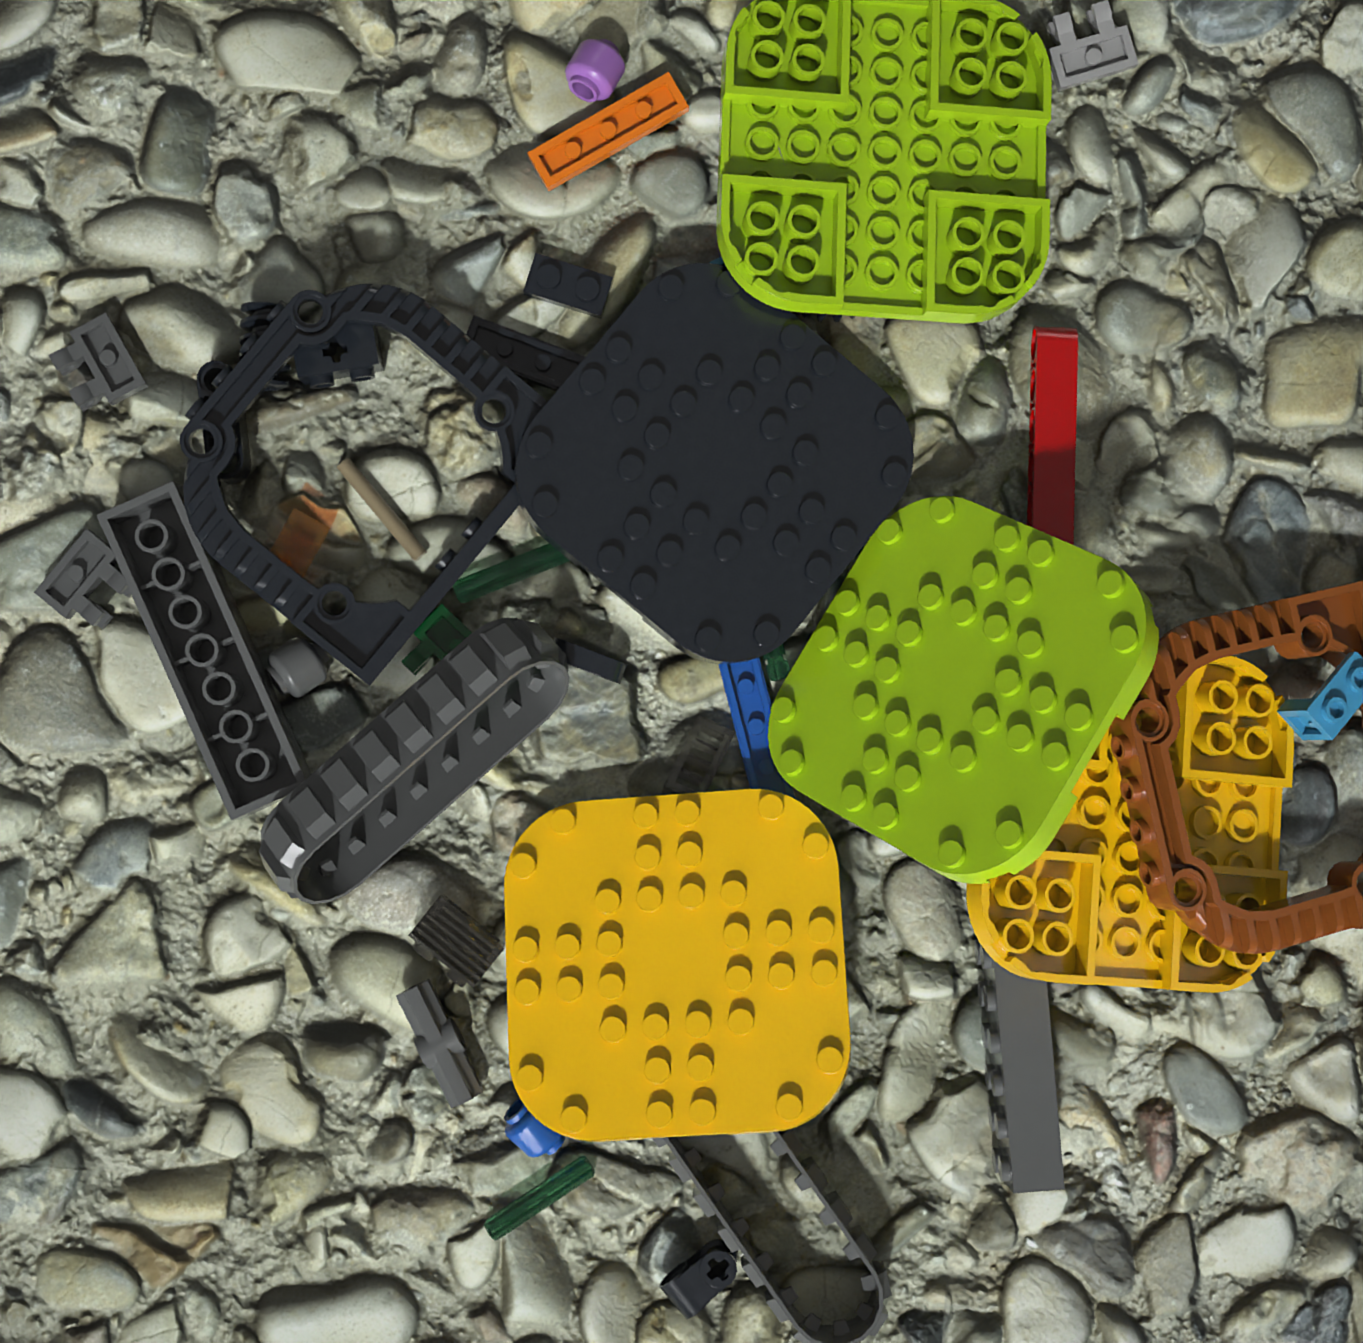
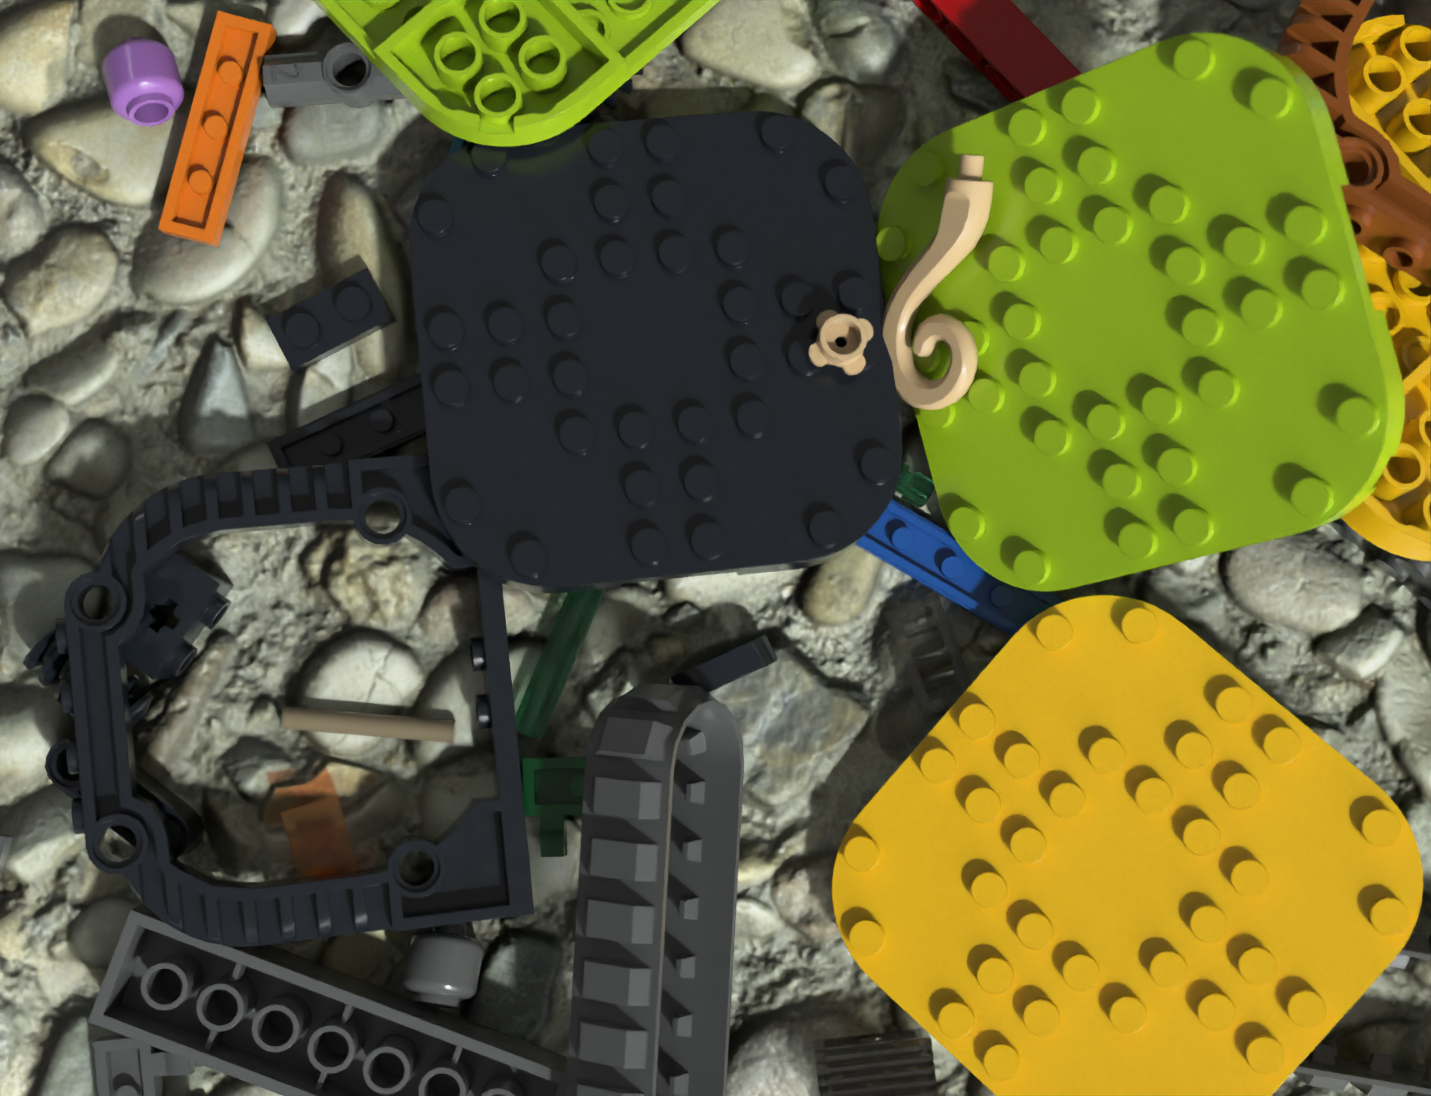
camera: 45 degrees left, 0 degrees up
(683, 156) = (317, 76): none -> dark grey piece
(821, 558) = (853, 330): none -> tan plate
(926, 555) = (960, 226): none -> tan plant

